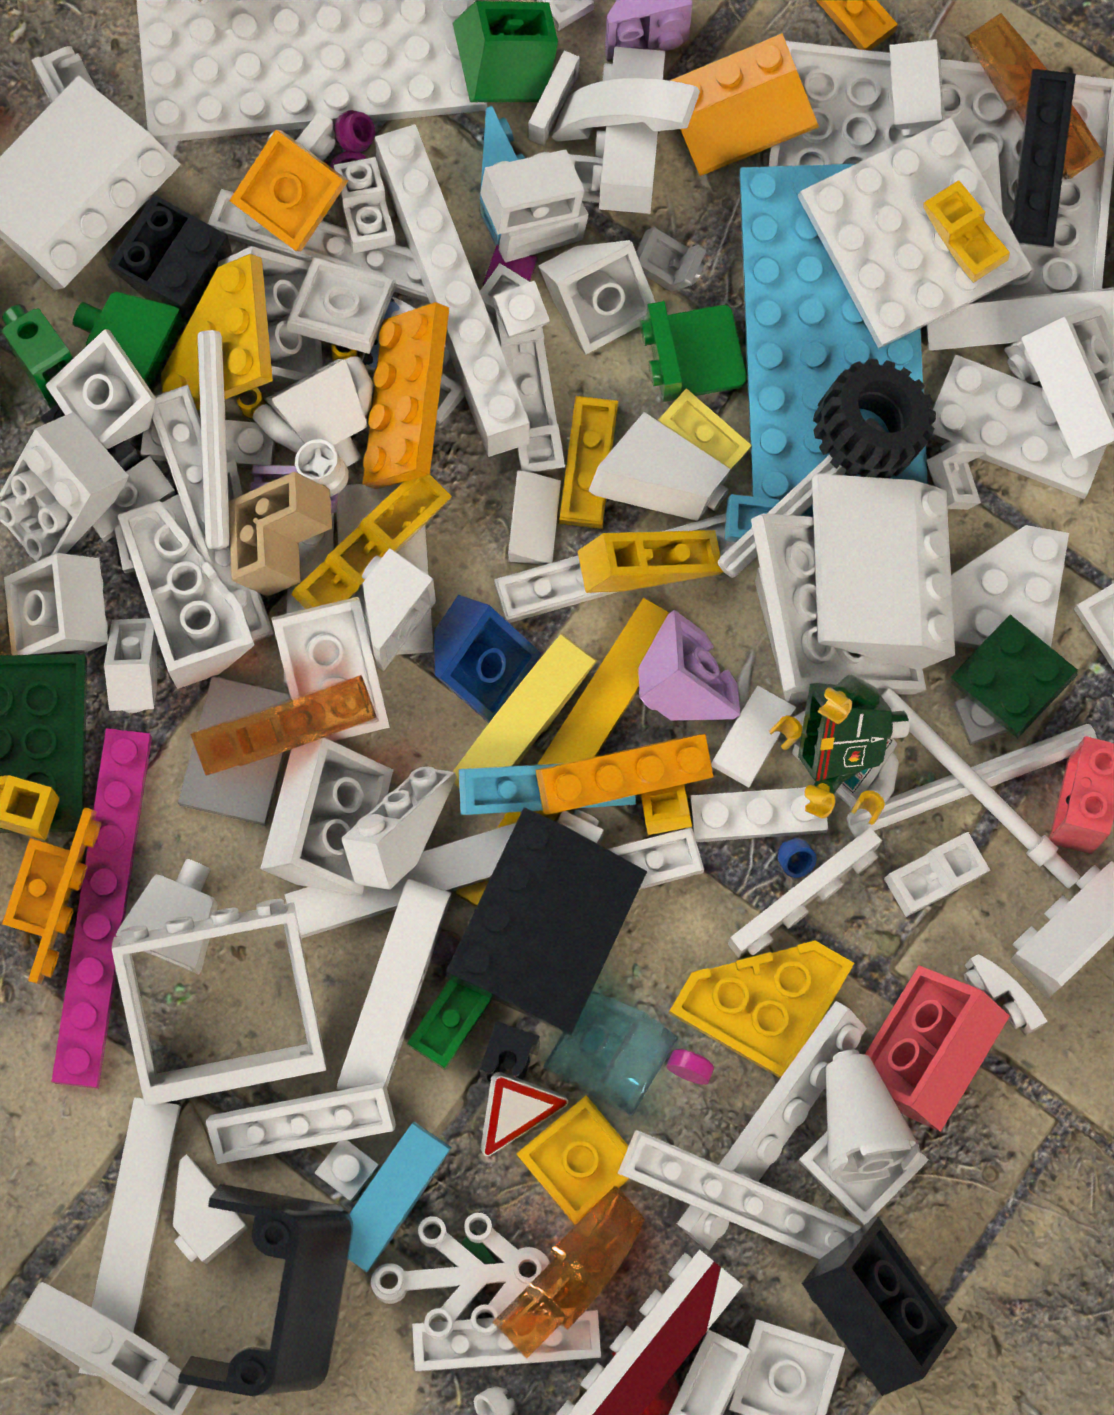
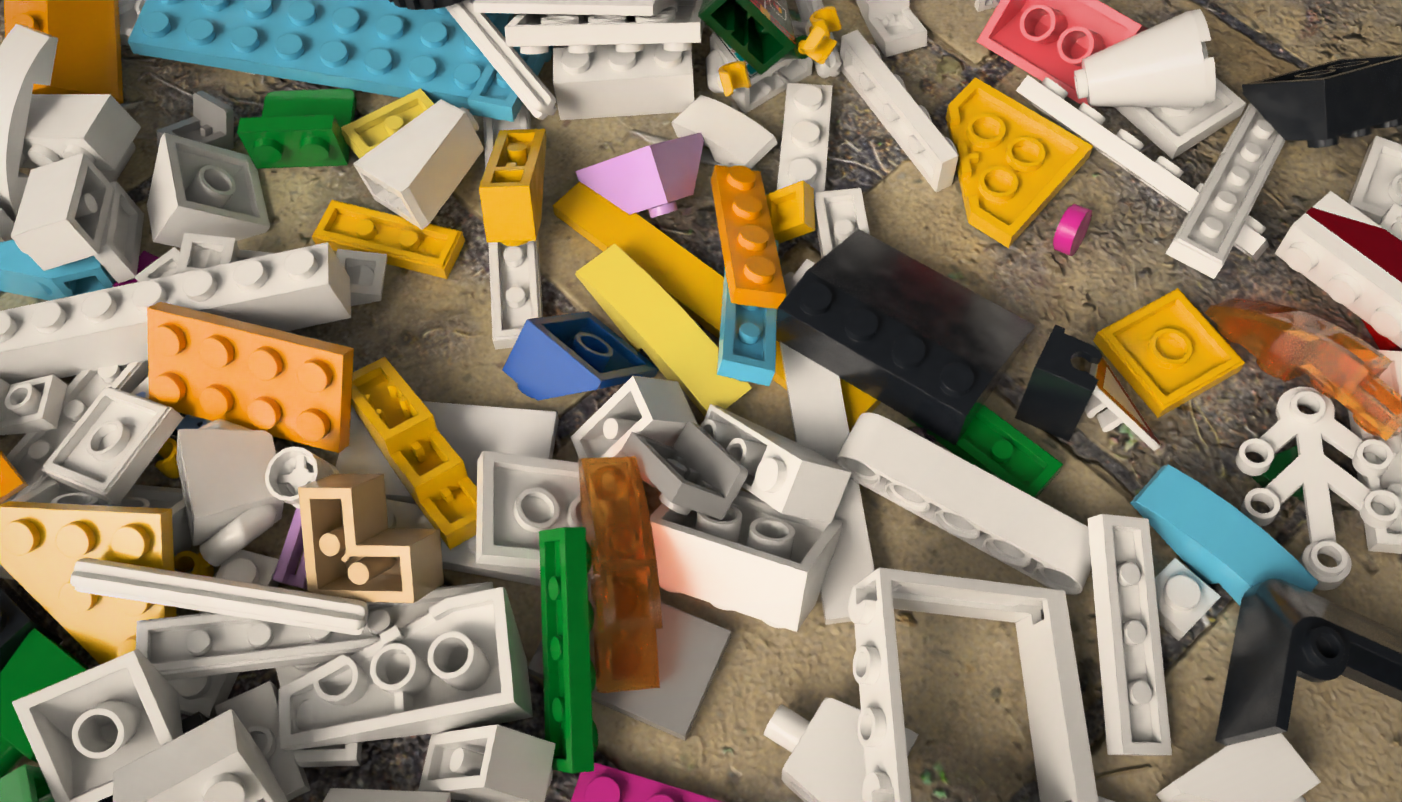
camera: 75 degrees left, 15 degrees down
(207, 704) = (566, 630): none -> green plate
(375, 760) = (691, 474): none -> light grey bracket
(396, 603) = (494, 413): white slope -> none
(425, 715) = (640, 406): none -> white slope
(521, 309) = (193, 244): white plate -> none
(534, 519) = (434, 297): white slope -> none
(612, 1052) = (1056, 286): clear light blue slope -> none
(805, 854) = (855, 114): blue hinge -> none

